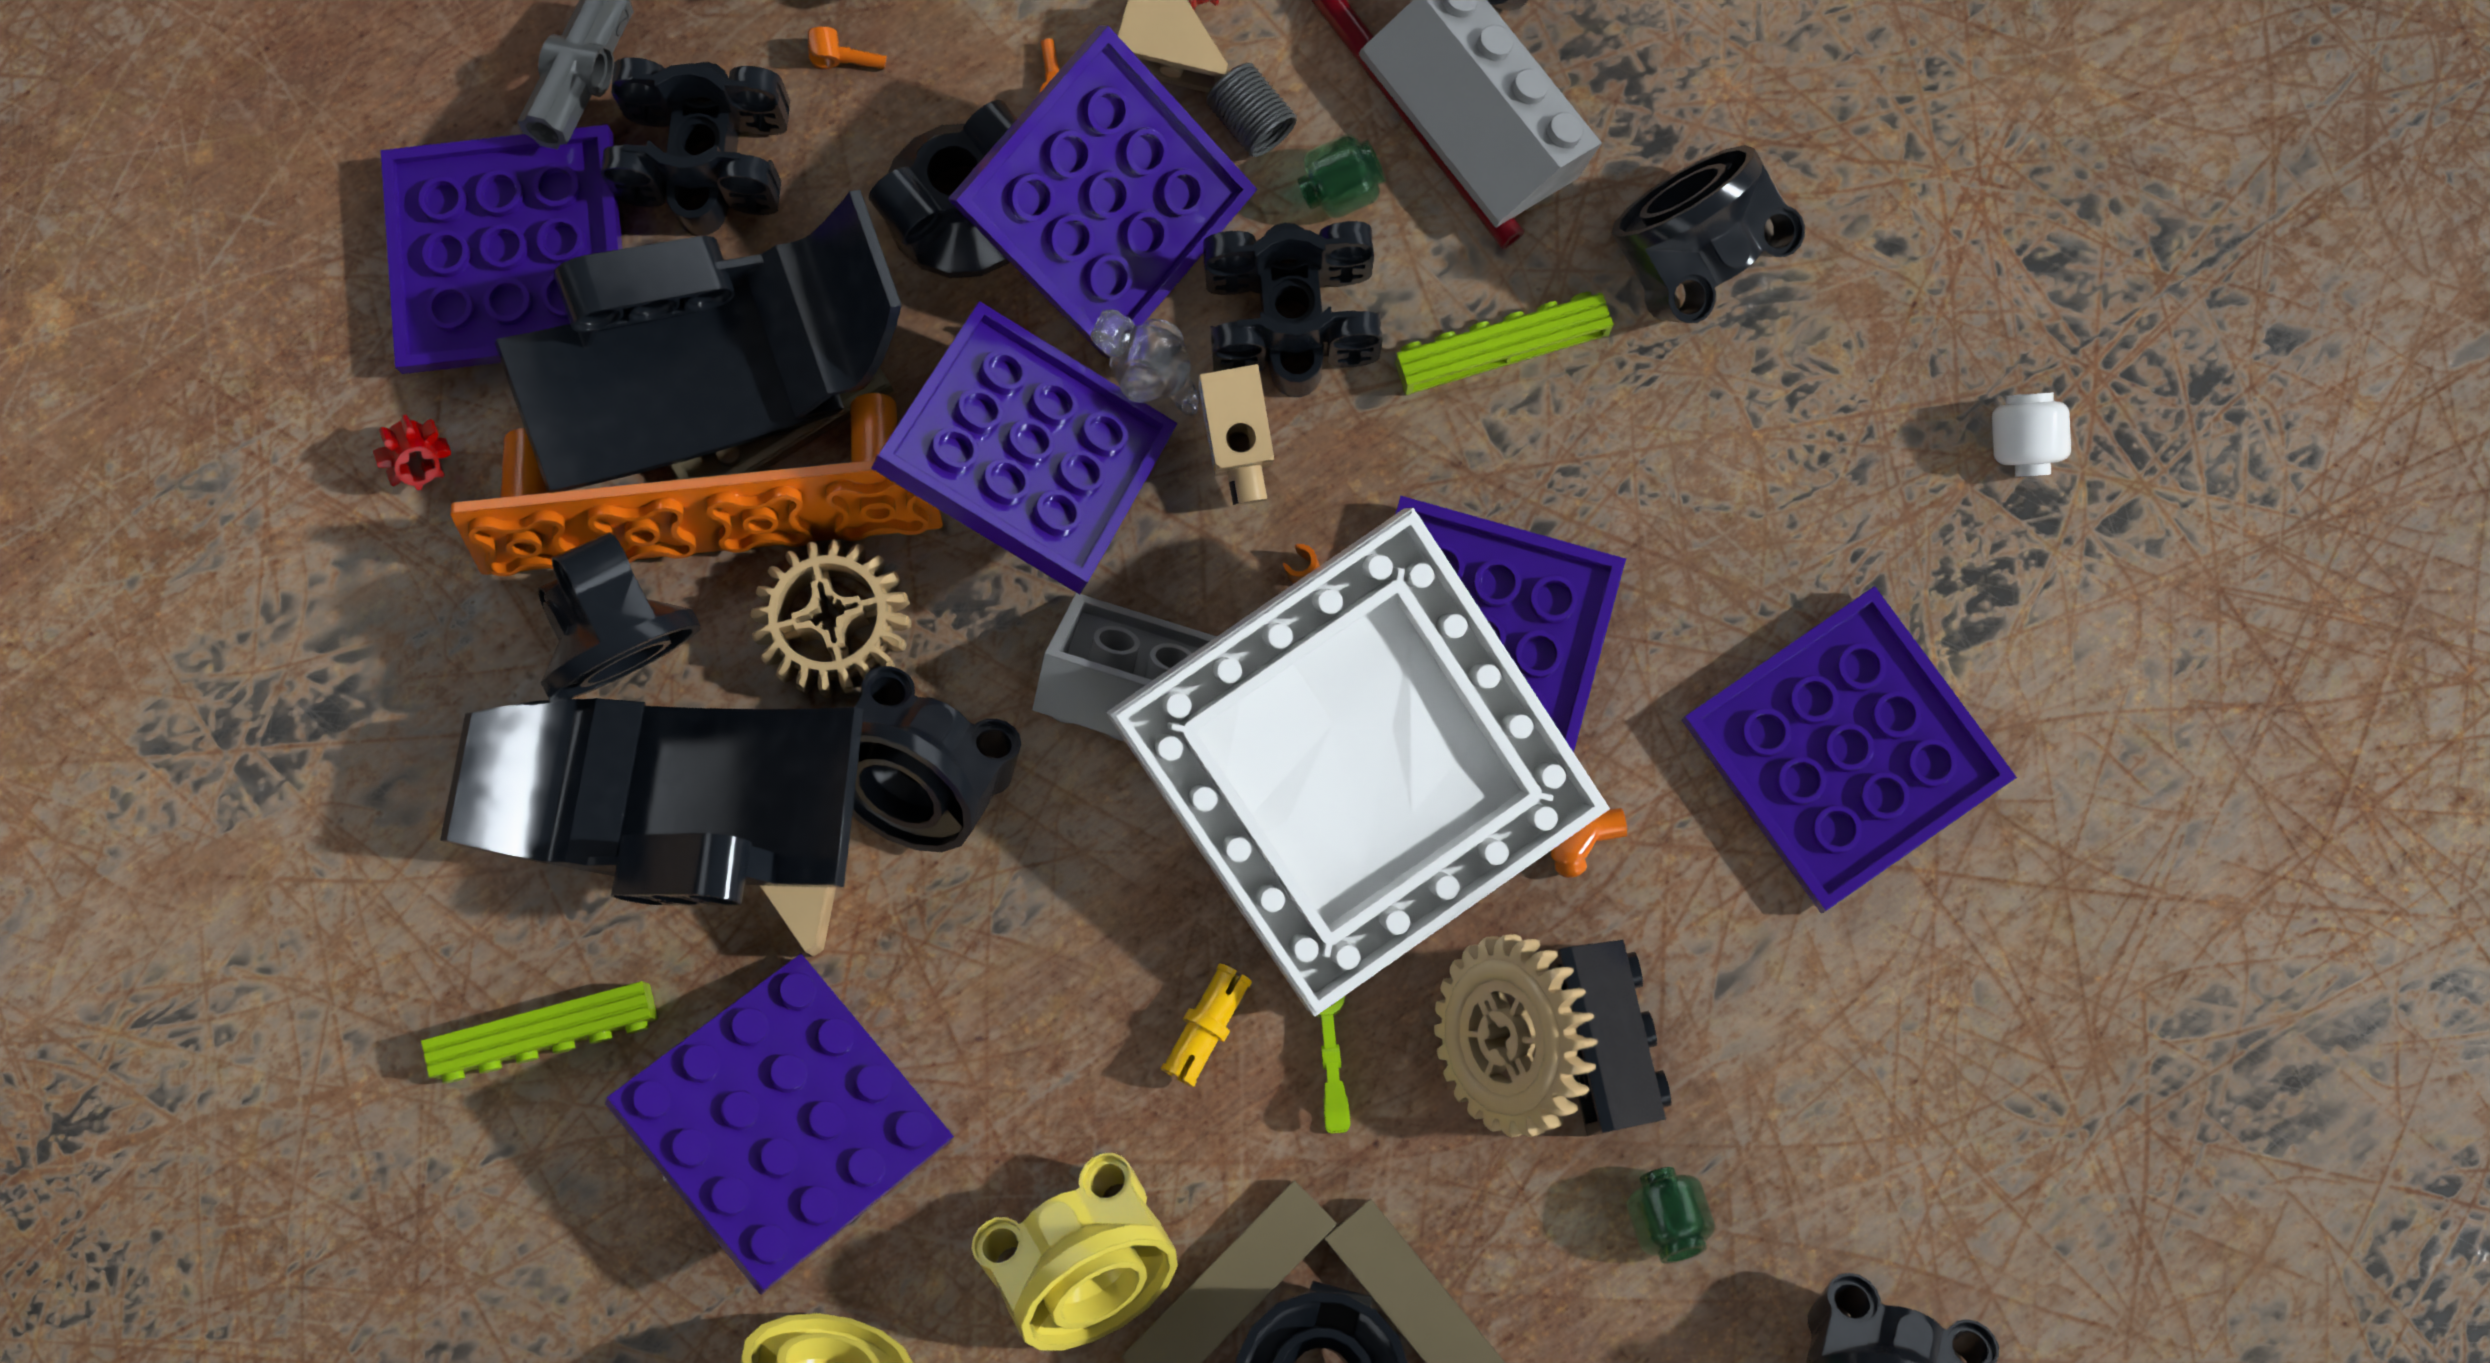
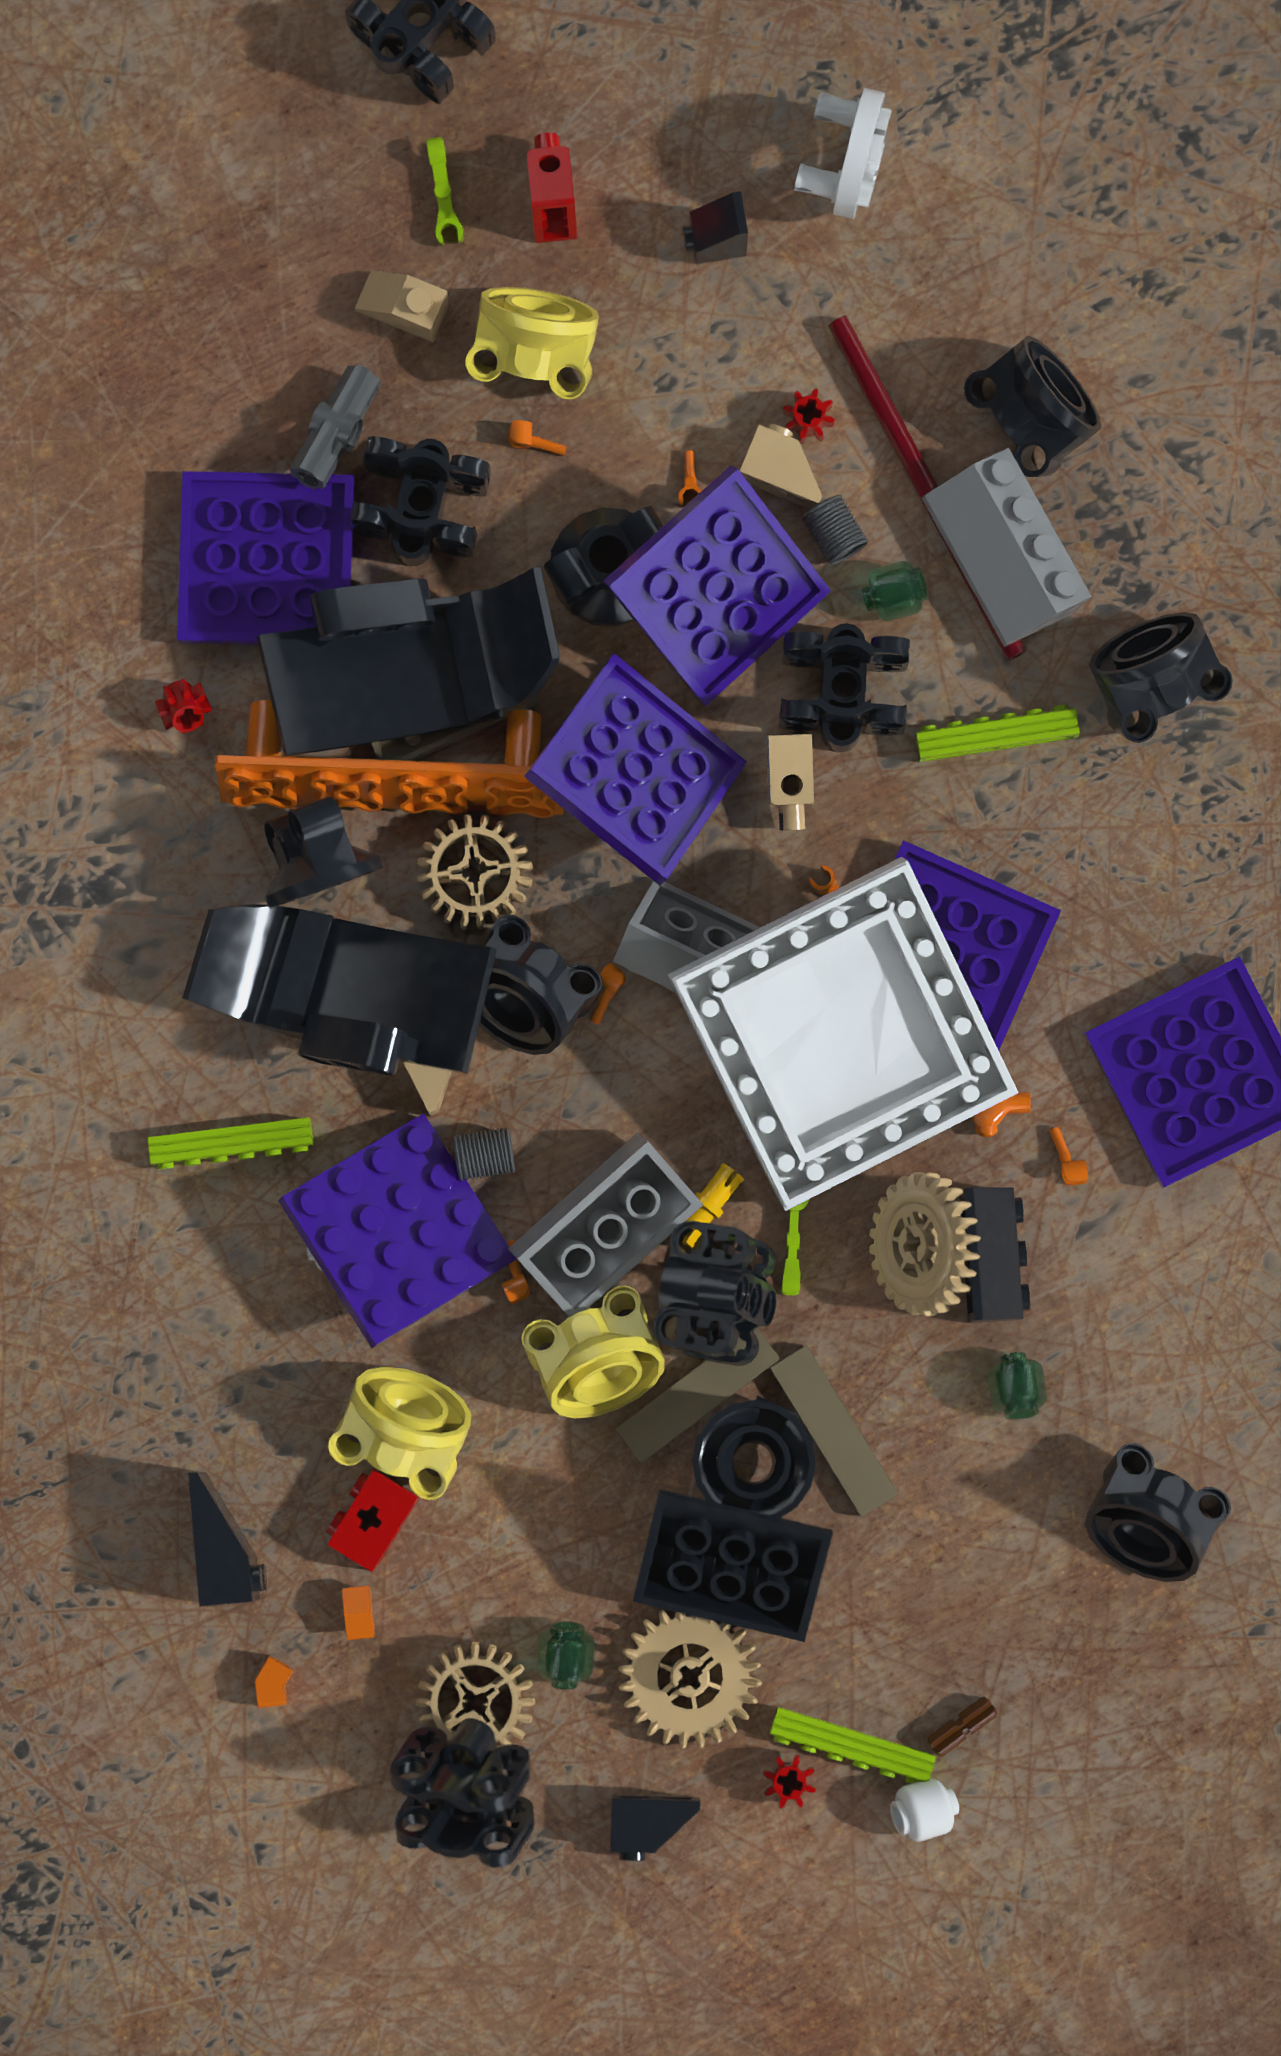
camera: 10 degrees right, 5 degrees up
(889, 997) = (484, 1153): none -> dark grey piece
(960, 1176) = (516, 1287): none -> orange hand
(1037, 737) = (612, 980): none -> orange hand
(1069, 1075) = (605, 1226): none -> light grey slope
(1147, 359) = (731, 712): clear piece -> none
(1234, 1146) = (716, 1293): none -> black piece
(1696, 907) = (1074, 1171): none -> orange hand

